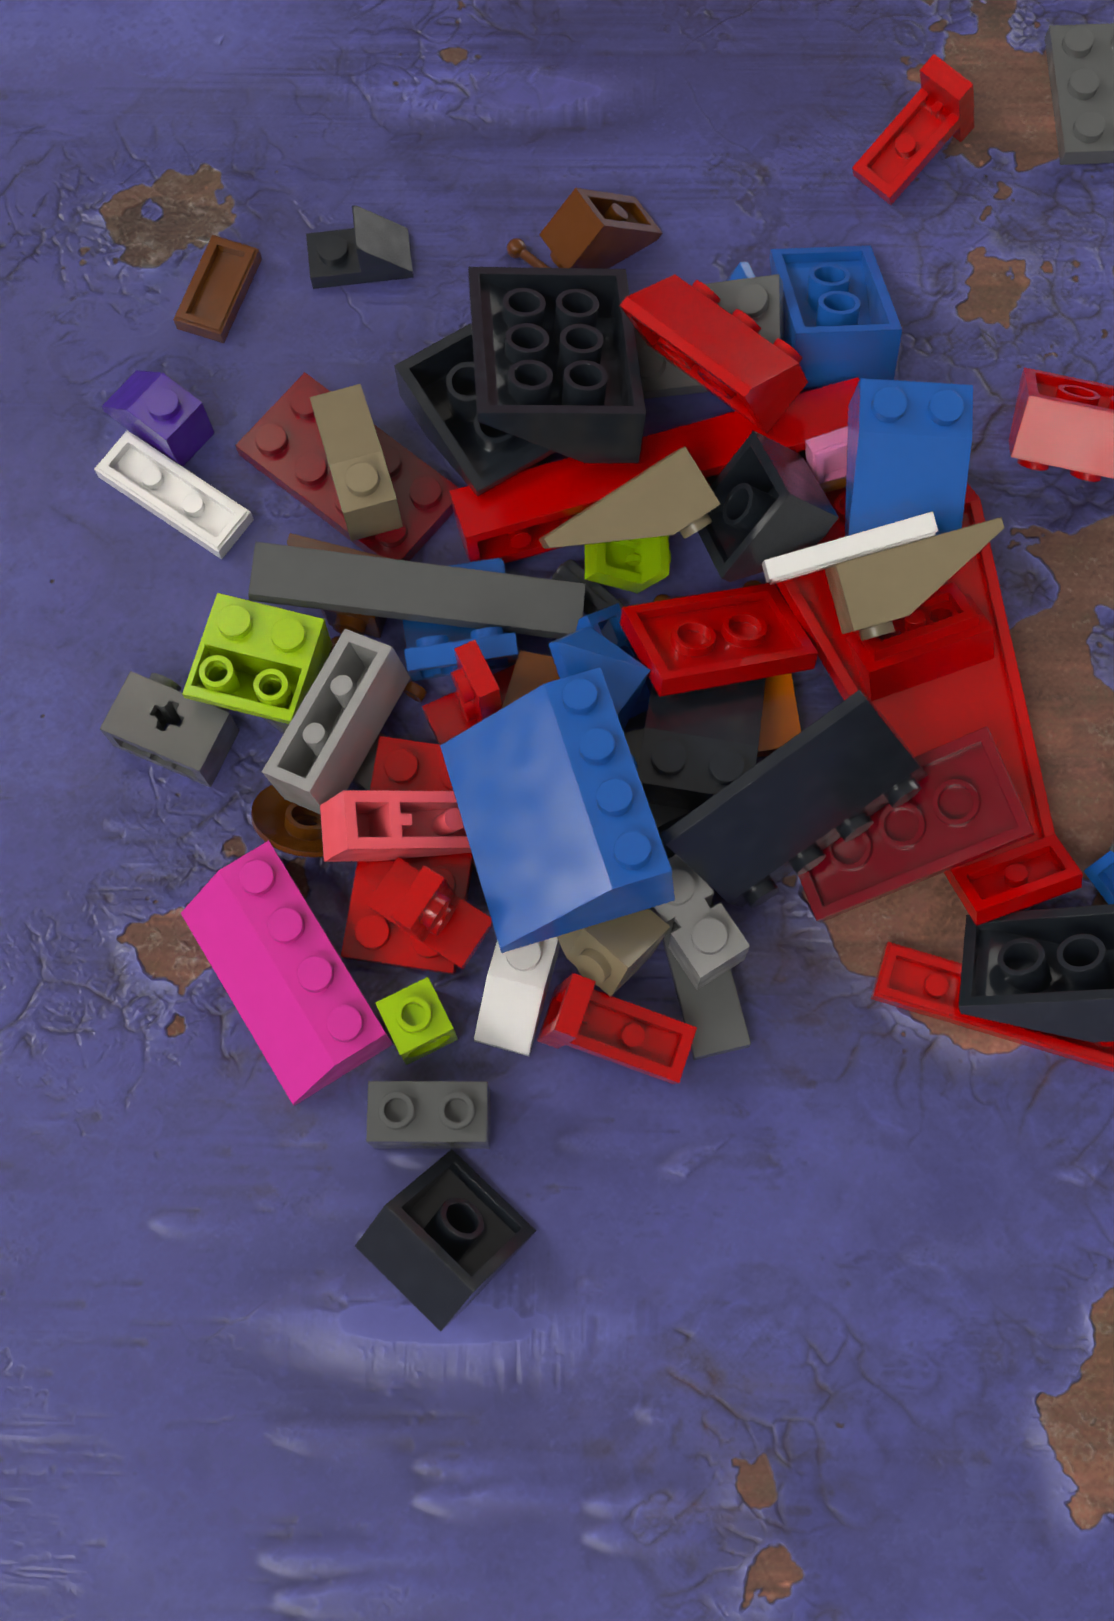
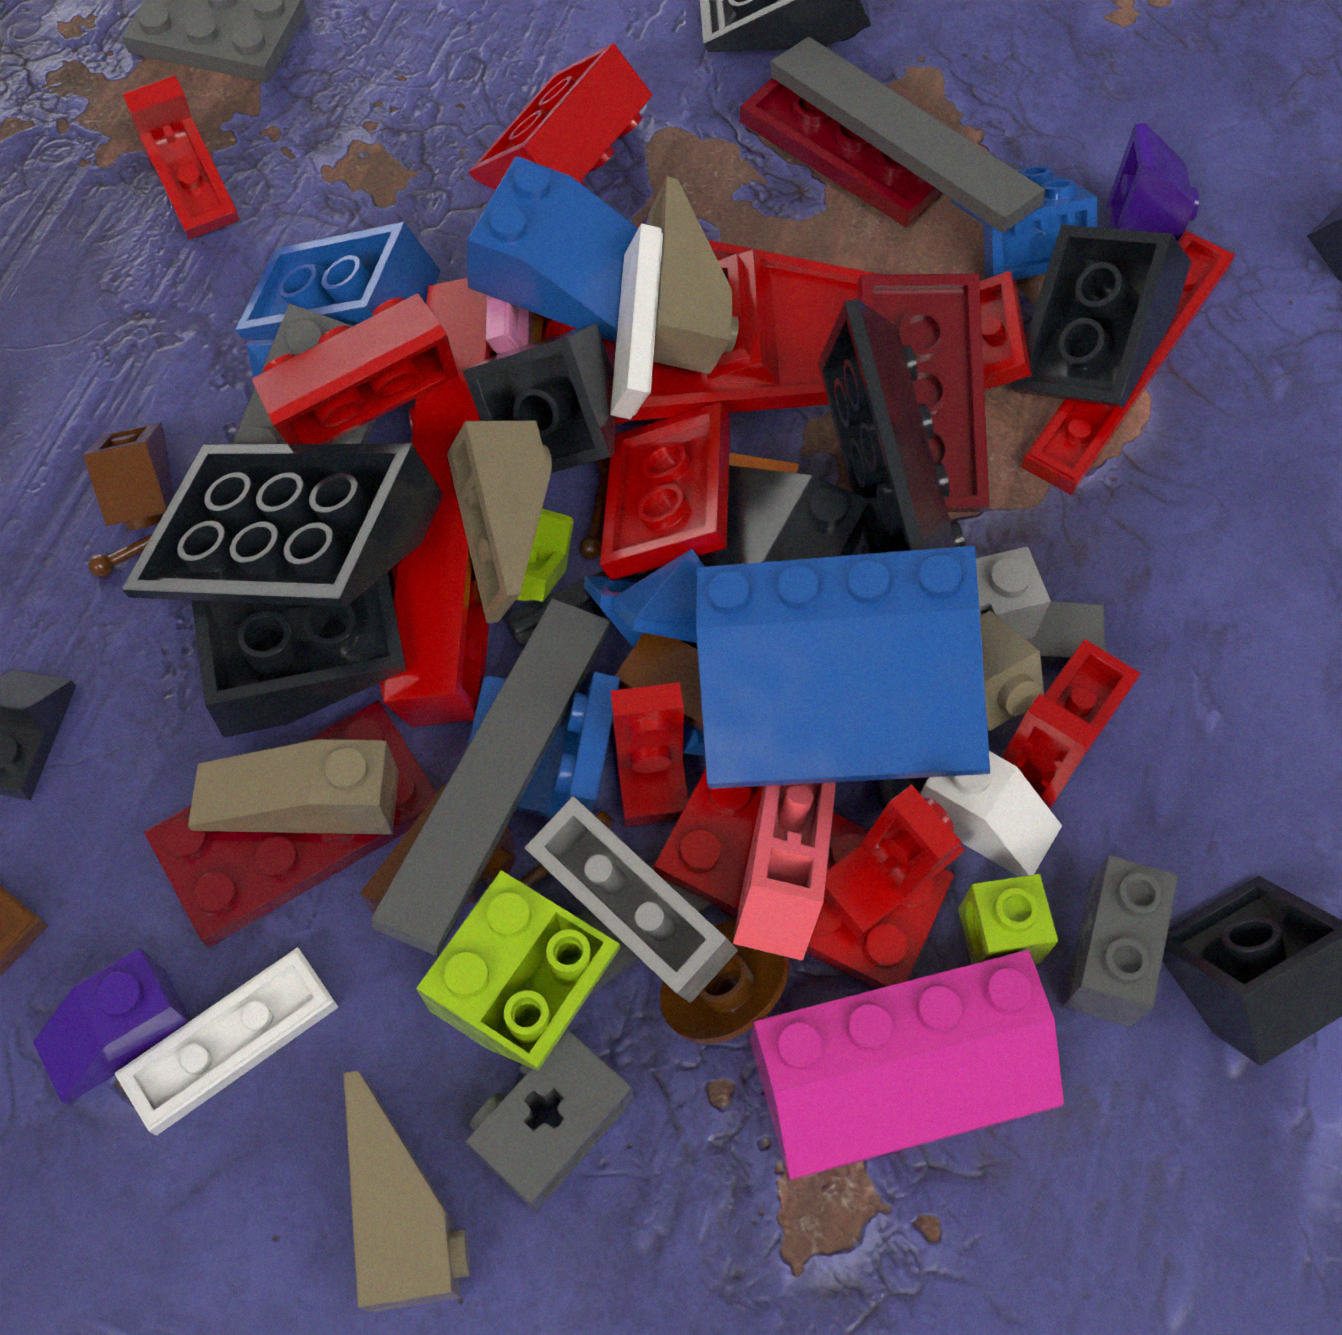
camera: 75 degrees left, 10 degrees down
(83, 647) = (400, 1224): none -> dark tan slope

